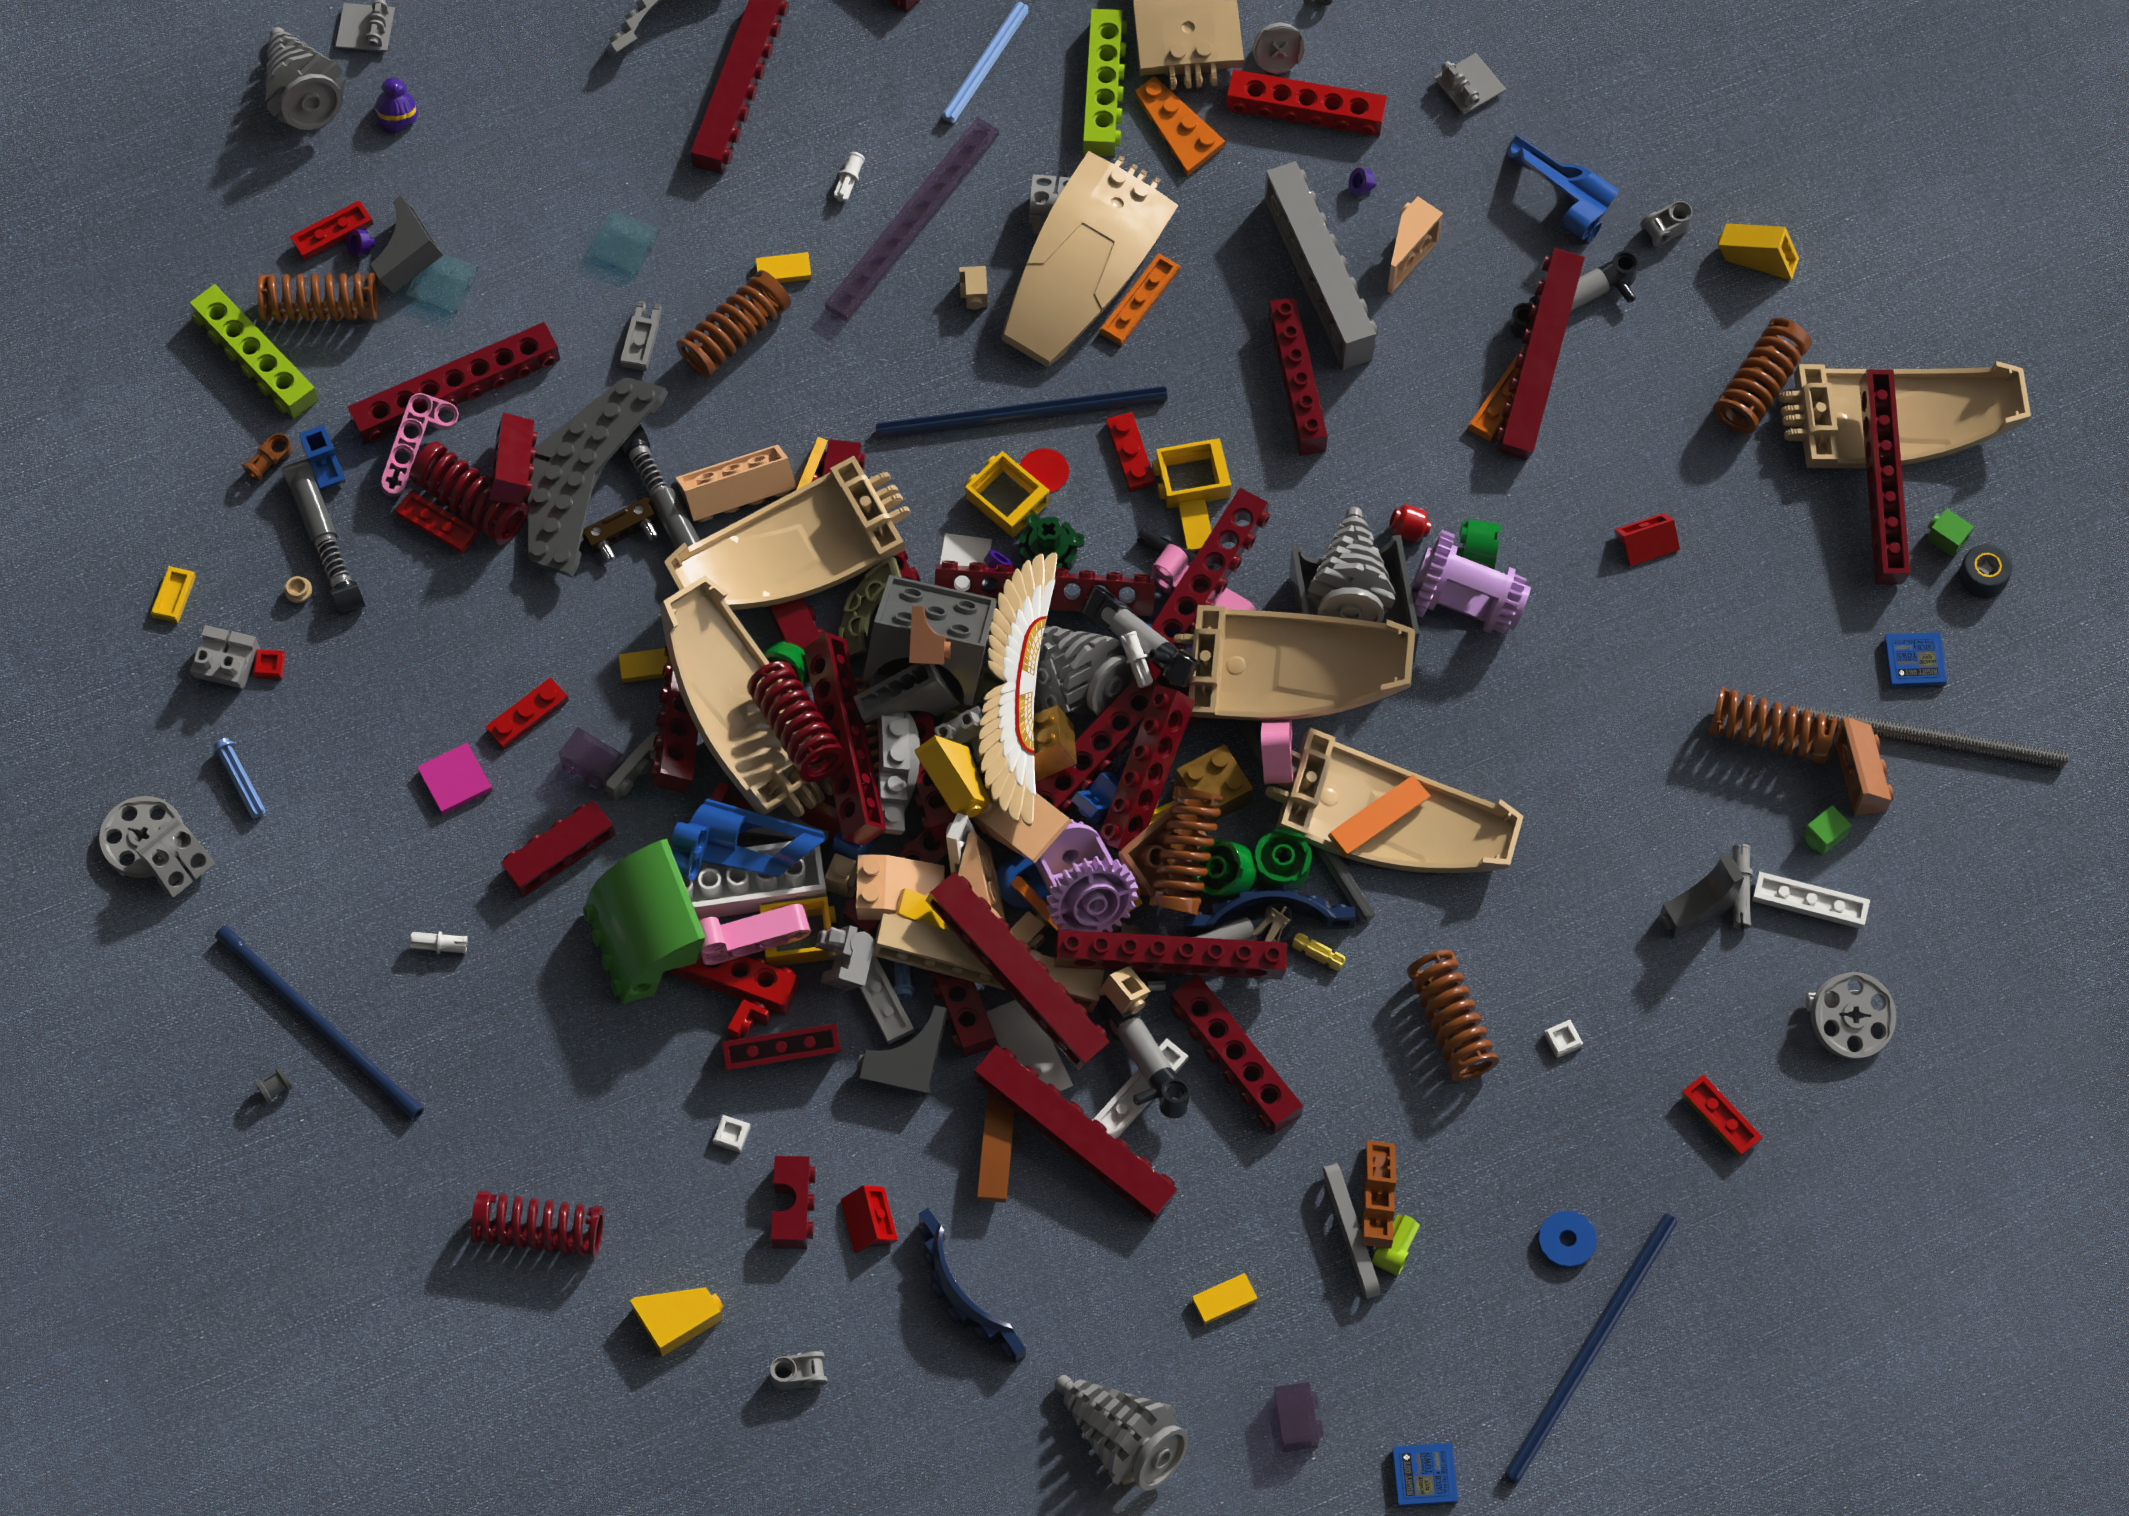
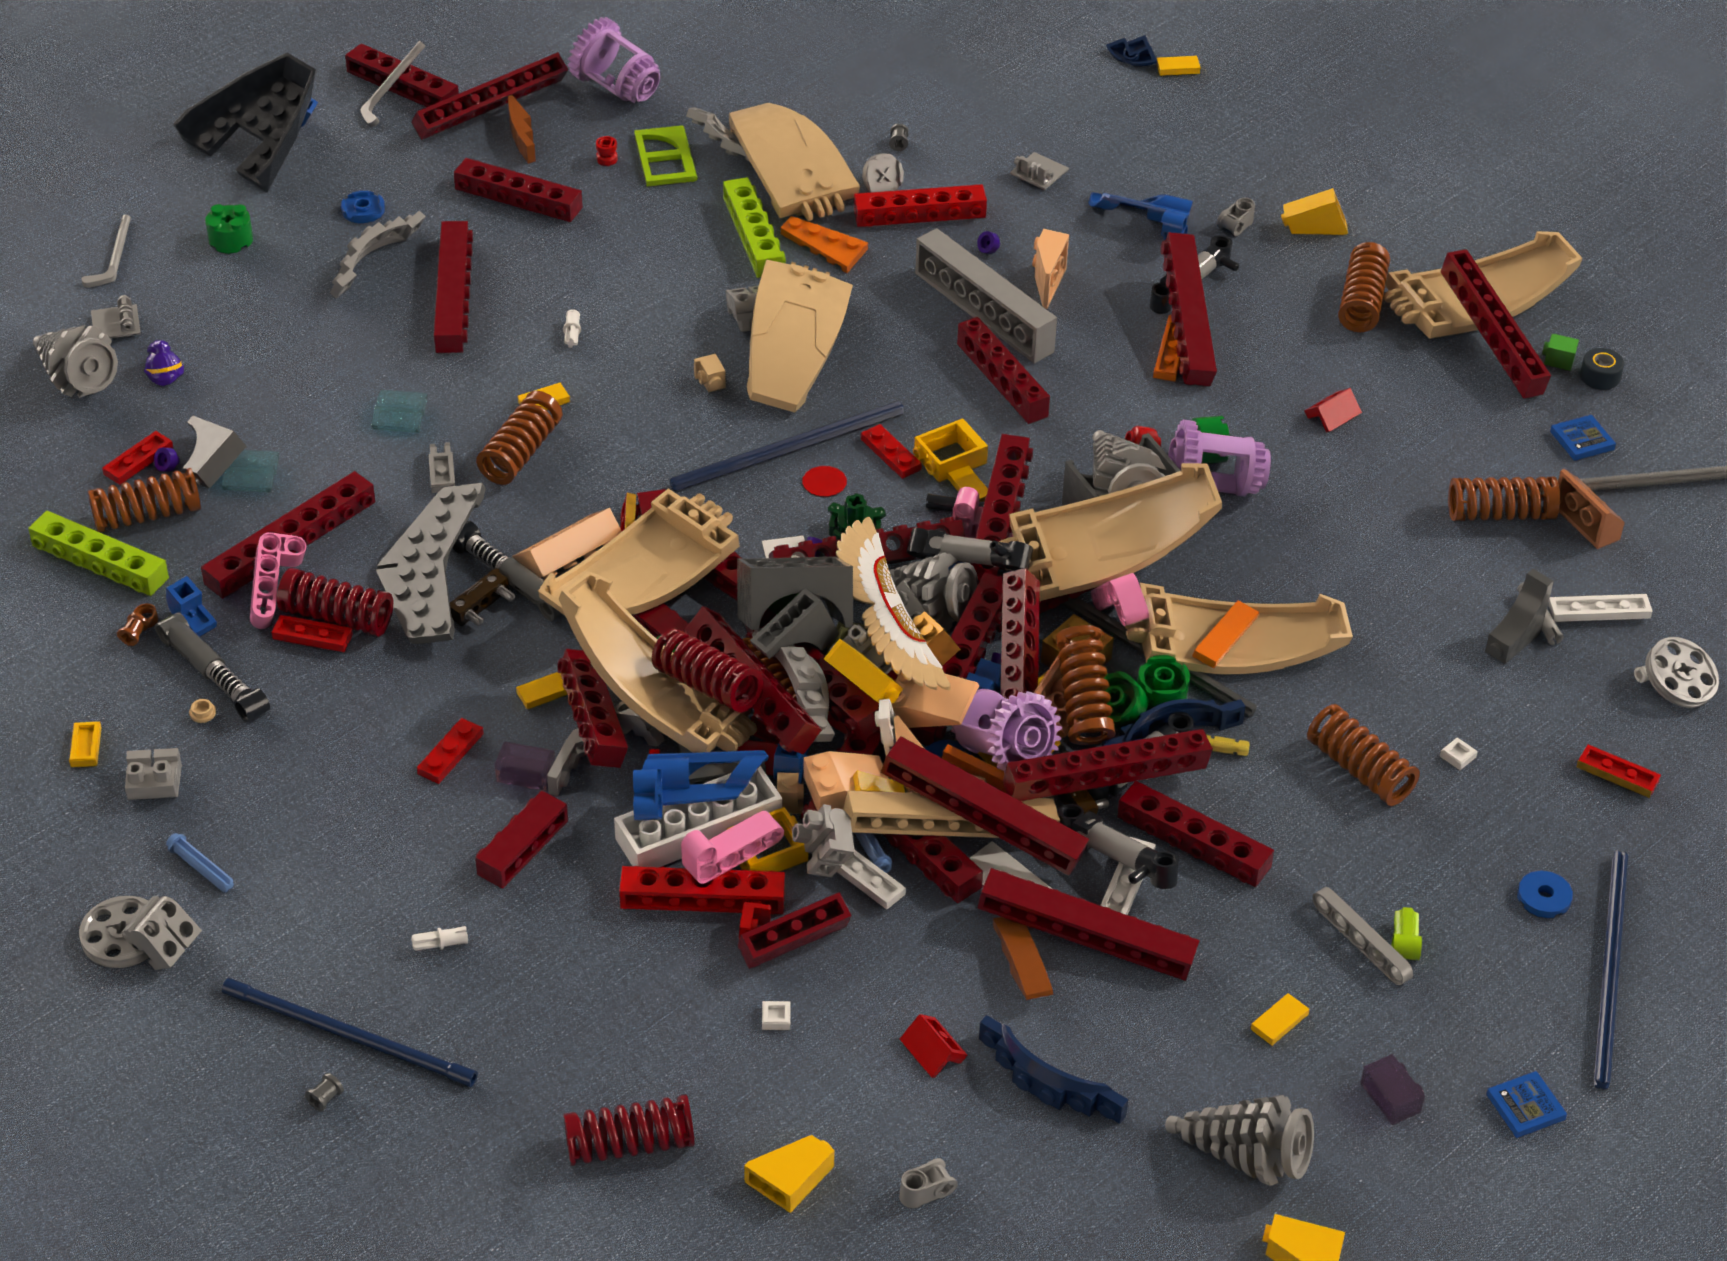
camera: 20 degrees left, 20 degrees down
(269, 664) = (195, 773): red tile -> none
(454, 778) = (403, 814): dark pink tile -> none
(513, 460) = (367, 565): dark red brick -> none
(643, 921) = (630, 857): bright green slope -> none
(792, 1227) = (852, 1031): dark red arch -> none
(862, 604) = (720, 586): olive tile -> none
(910, 1064) = (915, 914): dark grey arch -> none
(911, 219) = (636, 344): clear purple plate -> none
(925, 643) = (804, 571): nougat arch -> none
(985, 62) = (650, 237): light blue axle -> none
(1033, 504) = (809, 483): yellow window -> none
(1125, 990) = (1082, 800): tan brick -> none
(1136, 659) = (977, 561): white axle -> none
(1139, 299) = (848, 354): orange tile -> none
(1278, 921) = (1183, 719): dark tan piece -> none
(1378, 1194) = (1370, 899): dark orange slope -> none
(1827, 830) = (1585, 558): bright green brick -> none

